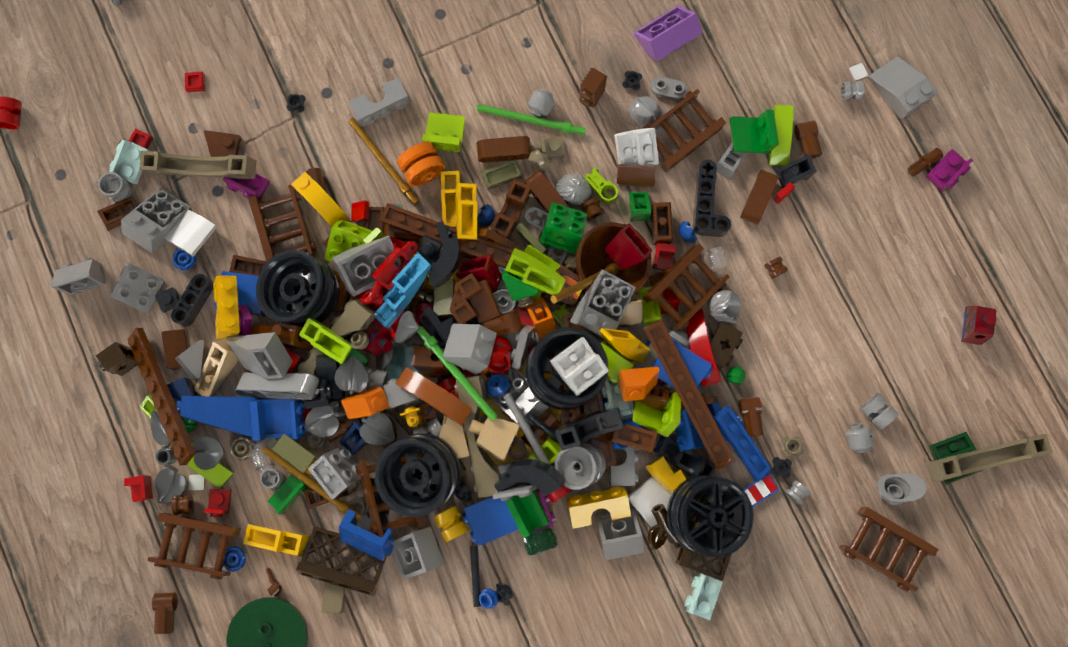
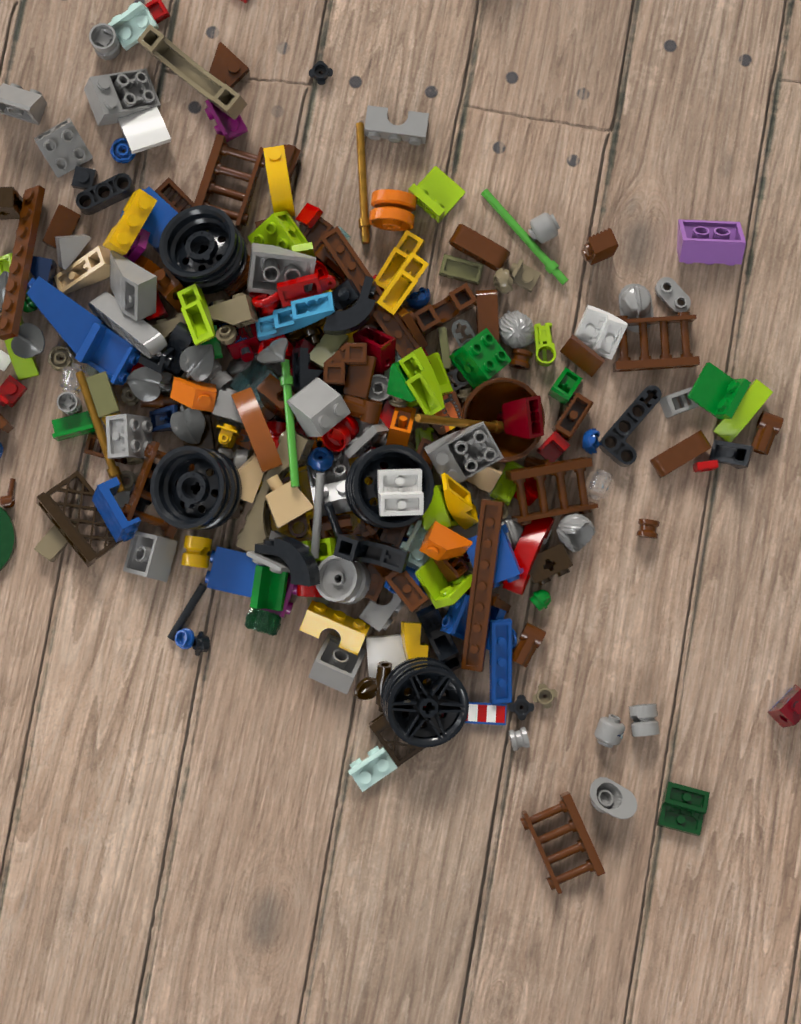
camera: 30 degrees right, 5 degrees up
(109, 210) = (85, 73): reddish brown slope -> none
(276, 540) = (37, 459): yellow slope -> none
(463, 492) = (226, 532): black plate -> none
(632, 75) = (644, 258): black plate -> none
(989, 457) = (710, 827): dark tan arch -> none

